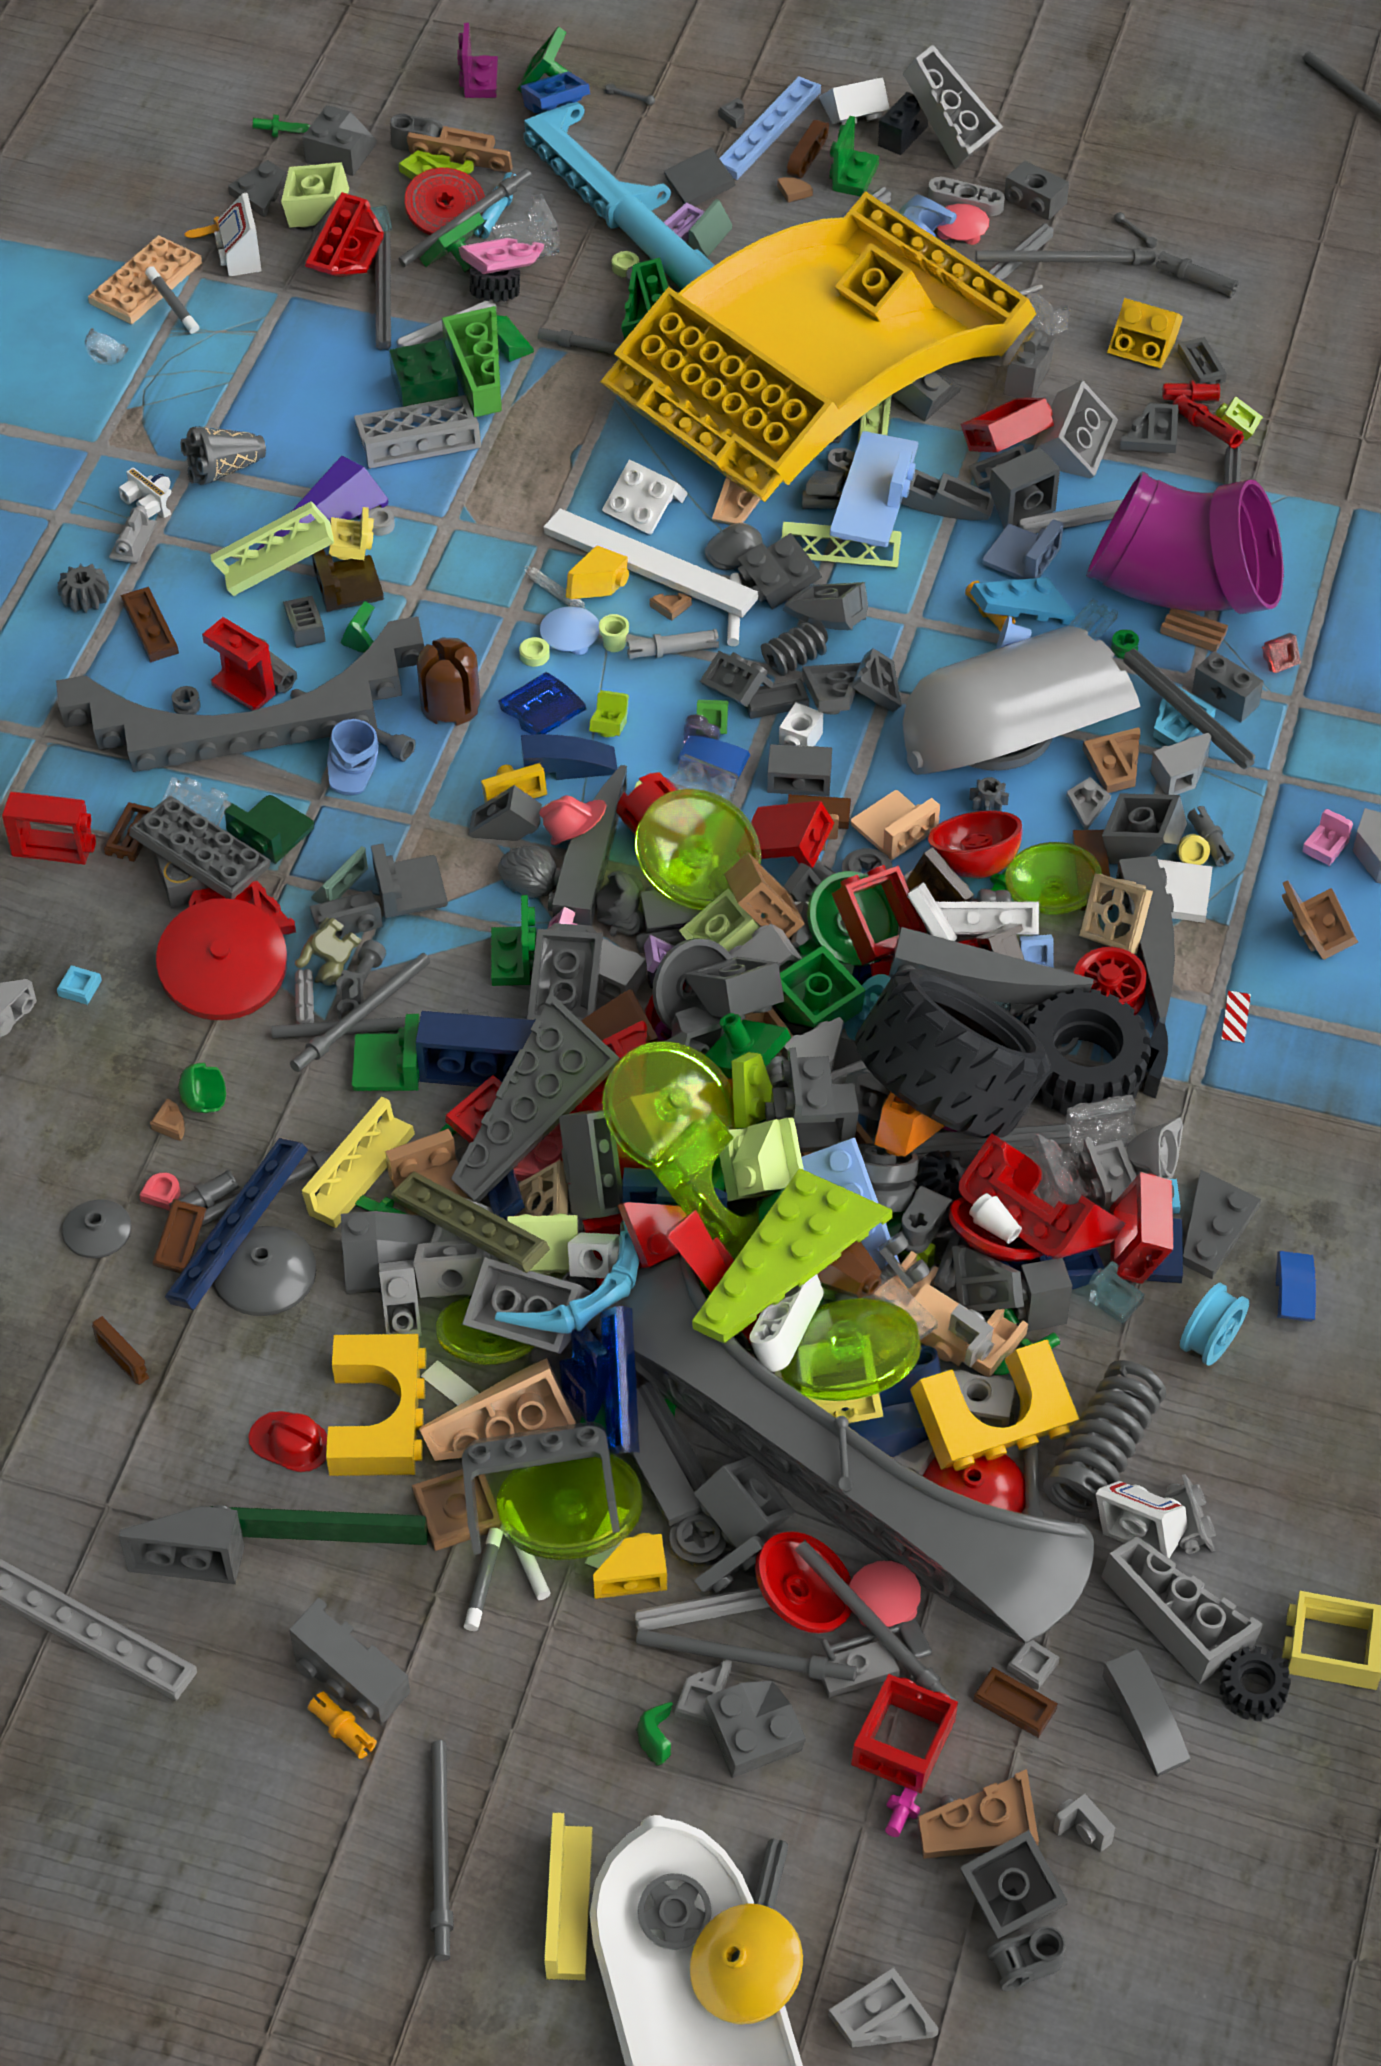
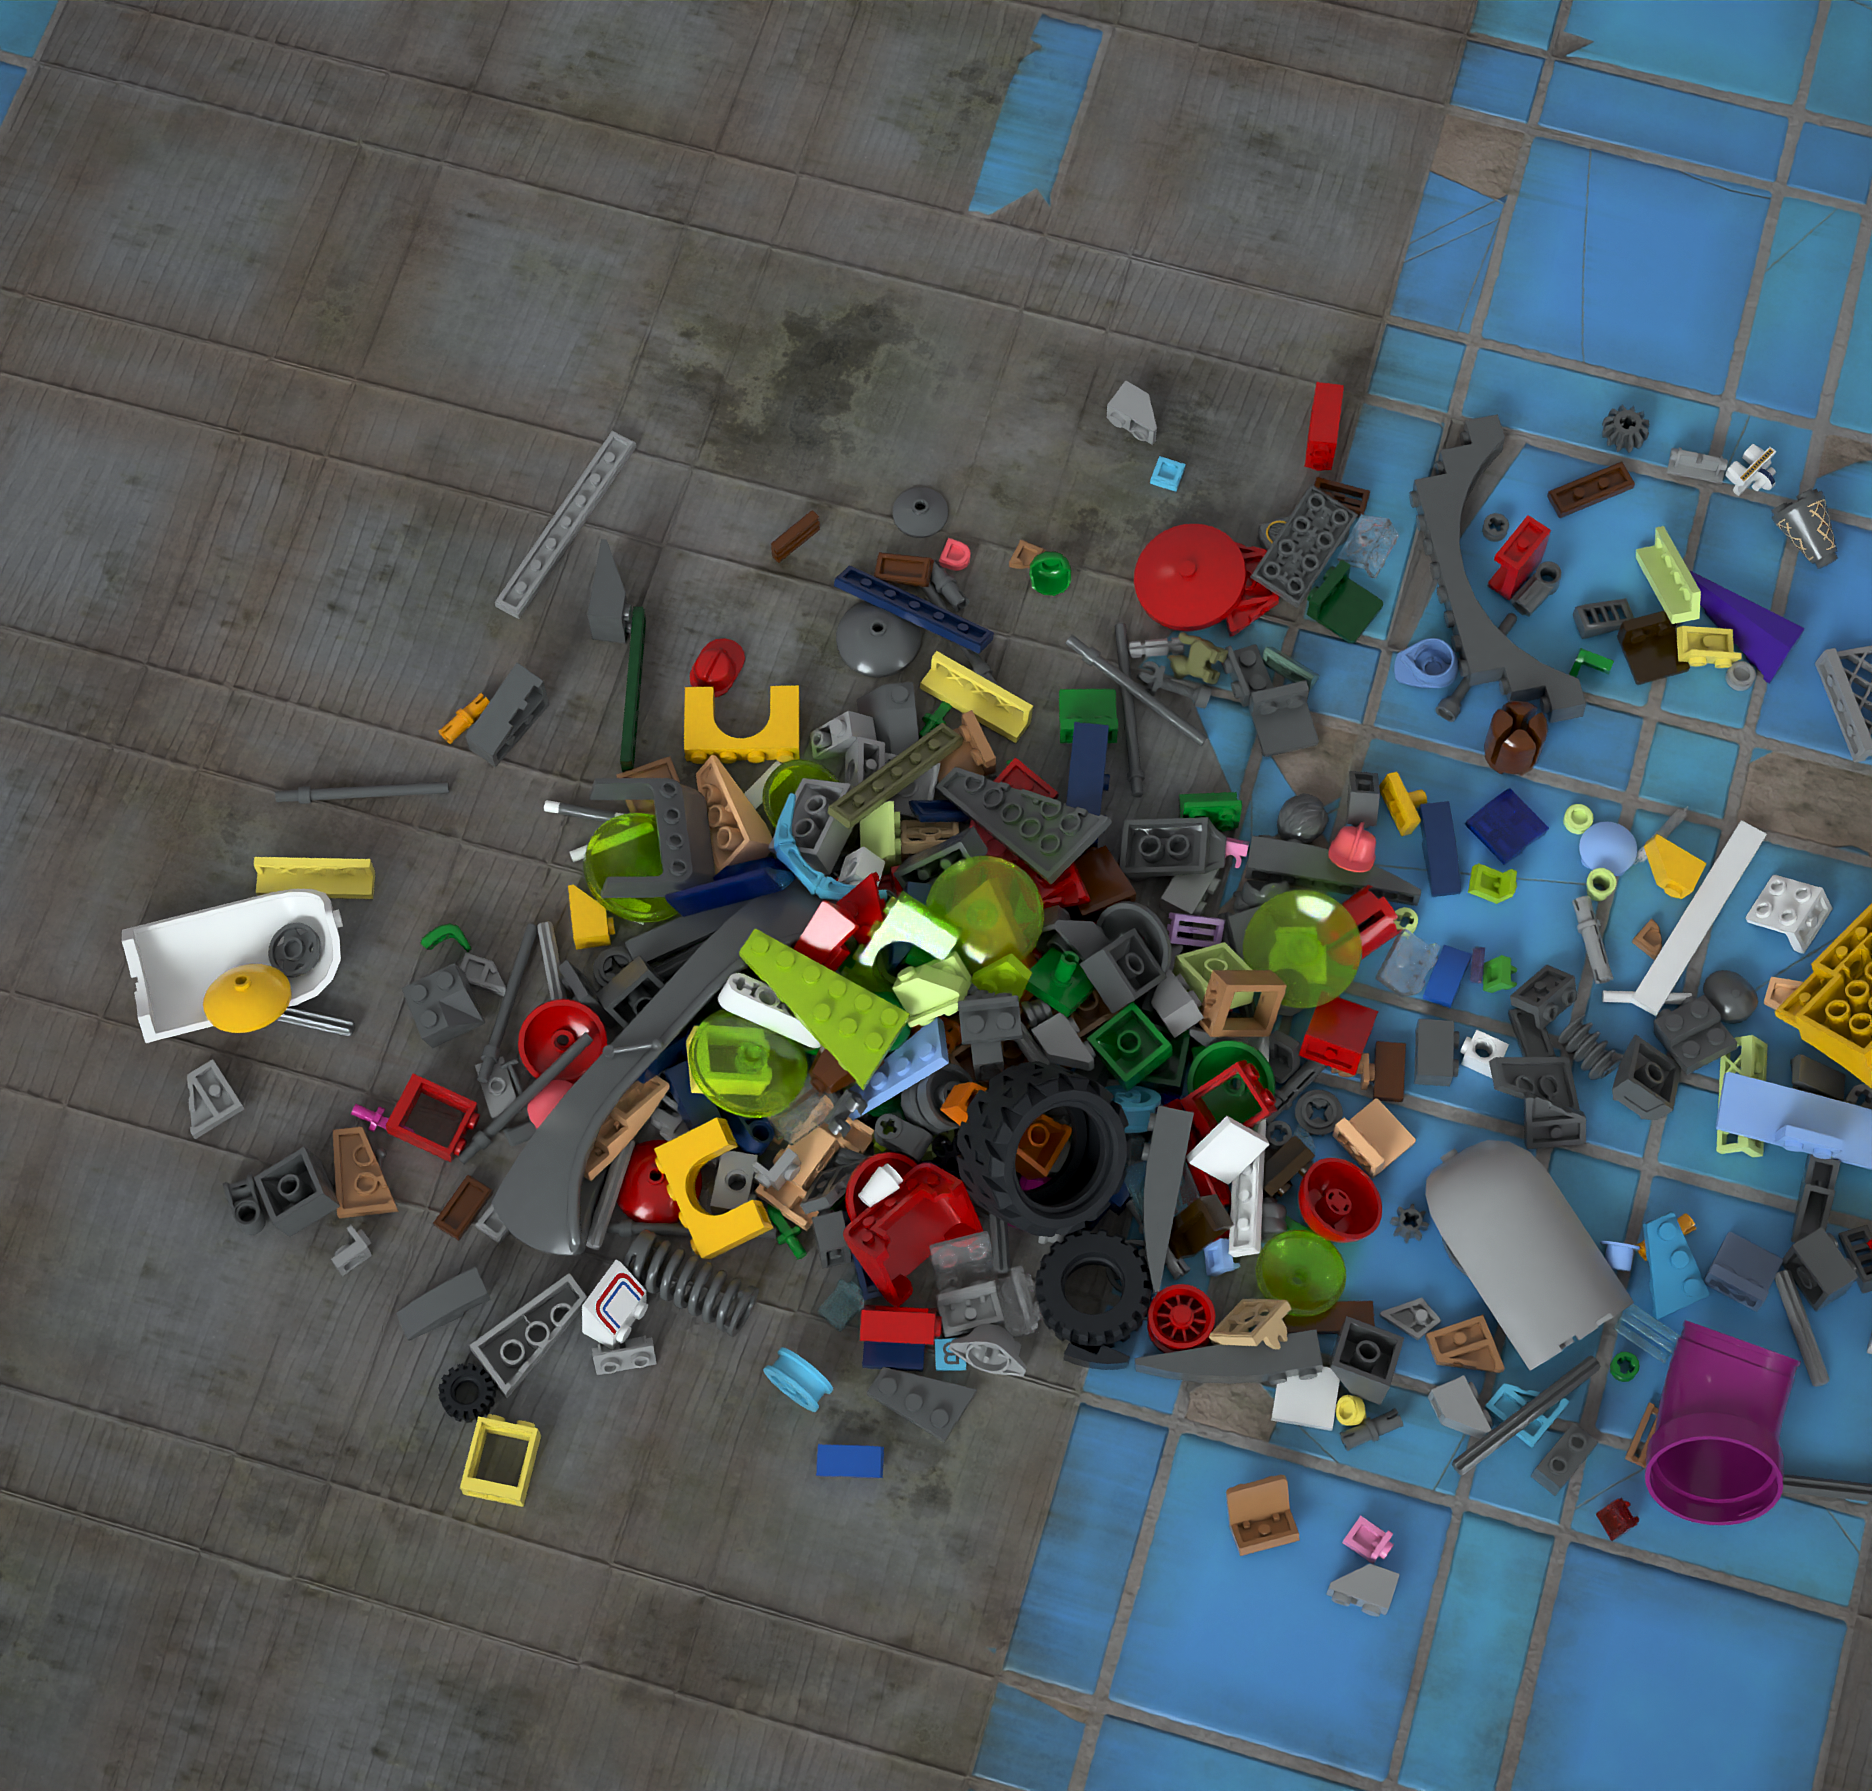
camera: 90 degrees right, 15 degrees up
(1236, 1016) = (1158, 1439): sticker -> none

